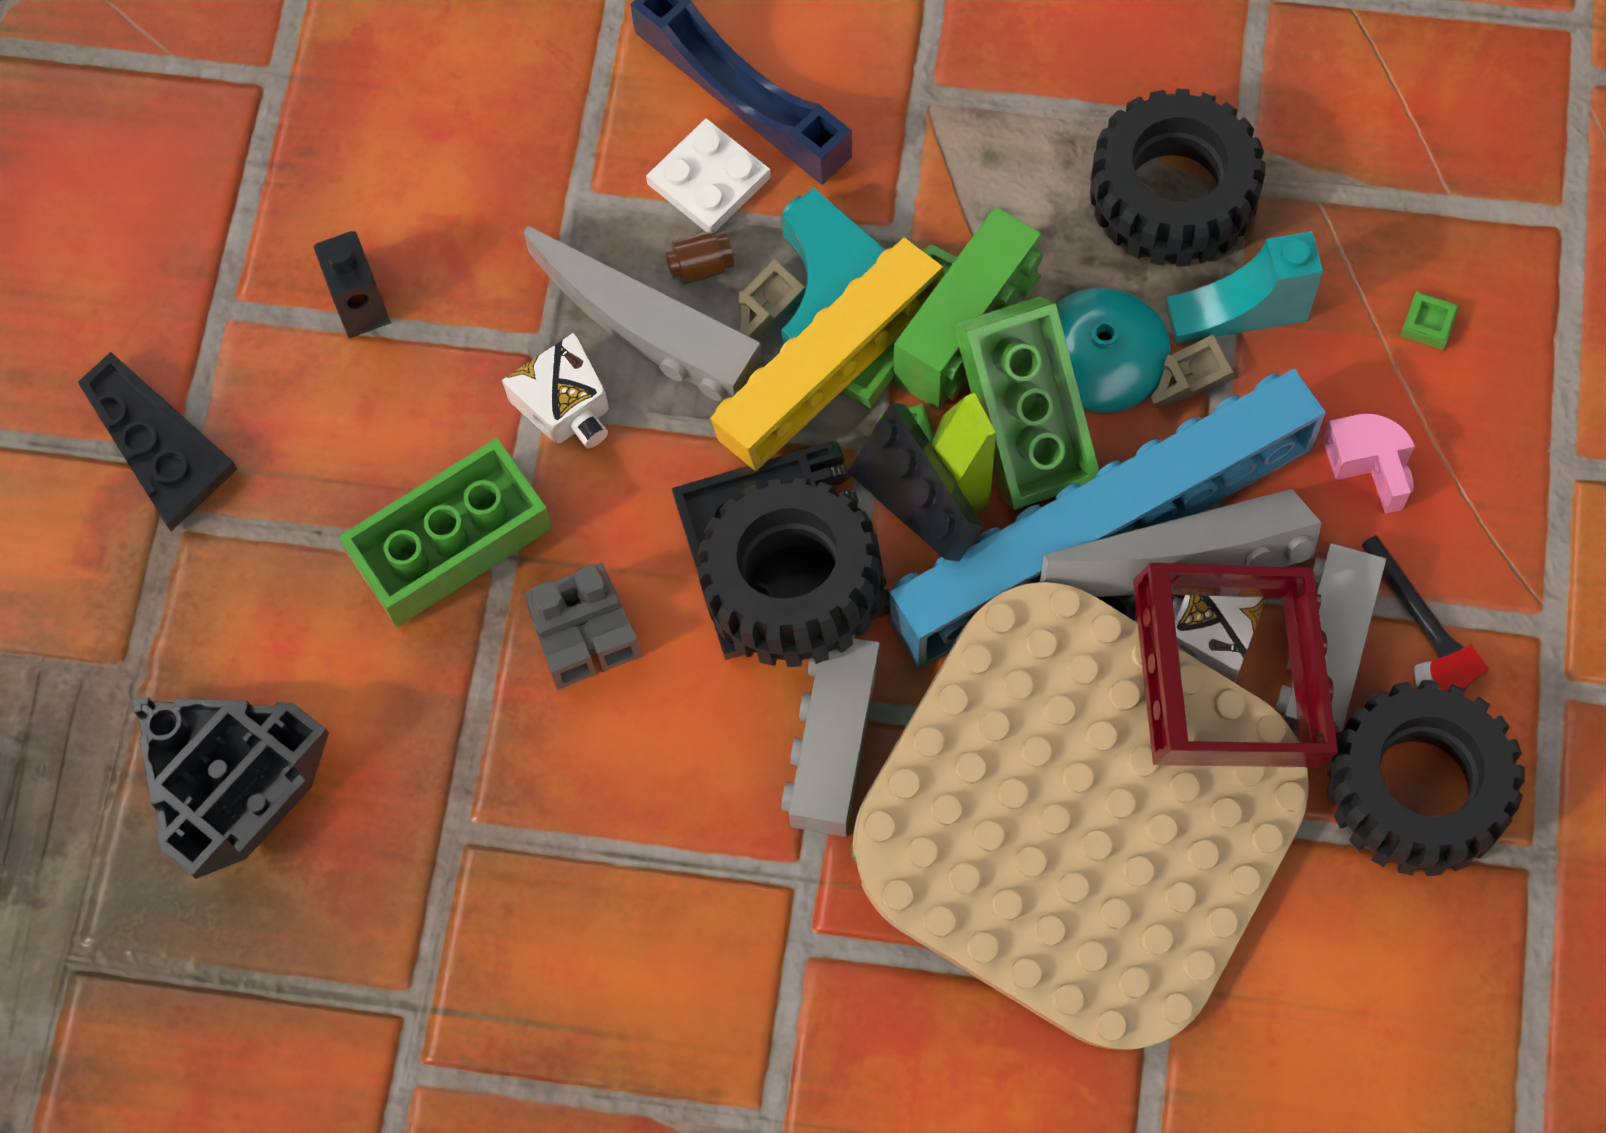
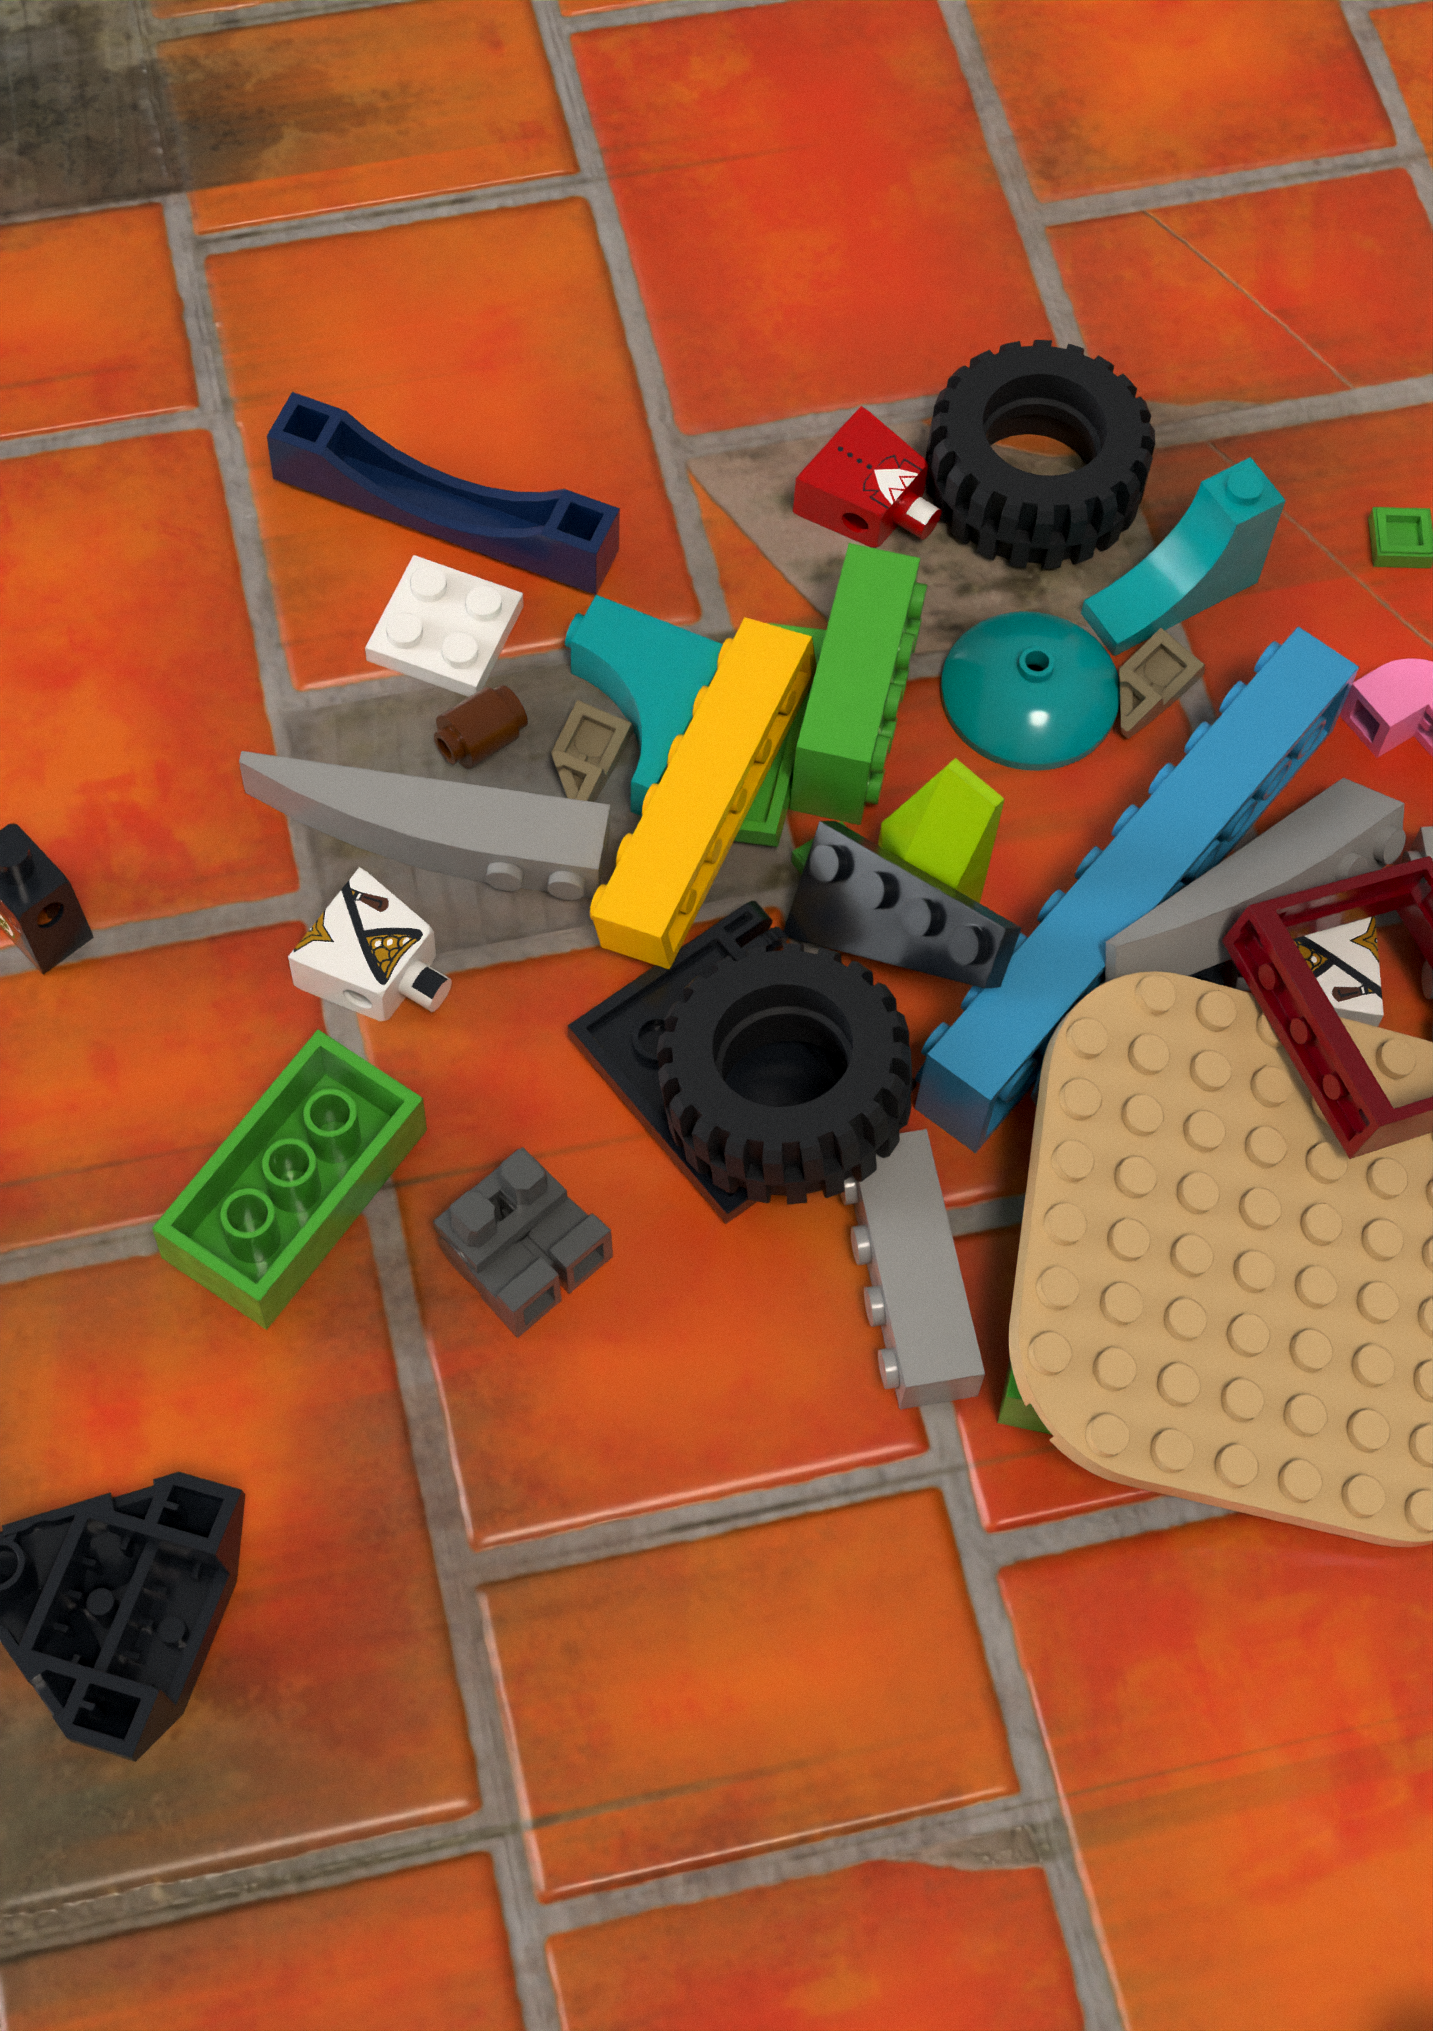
camera: 30 degrees left, 5 degrees down
(1031, 396) = (978, 708): bright green brick -> none
(1045, 161) = (866, 484): none -> red torso

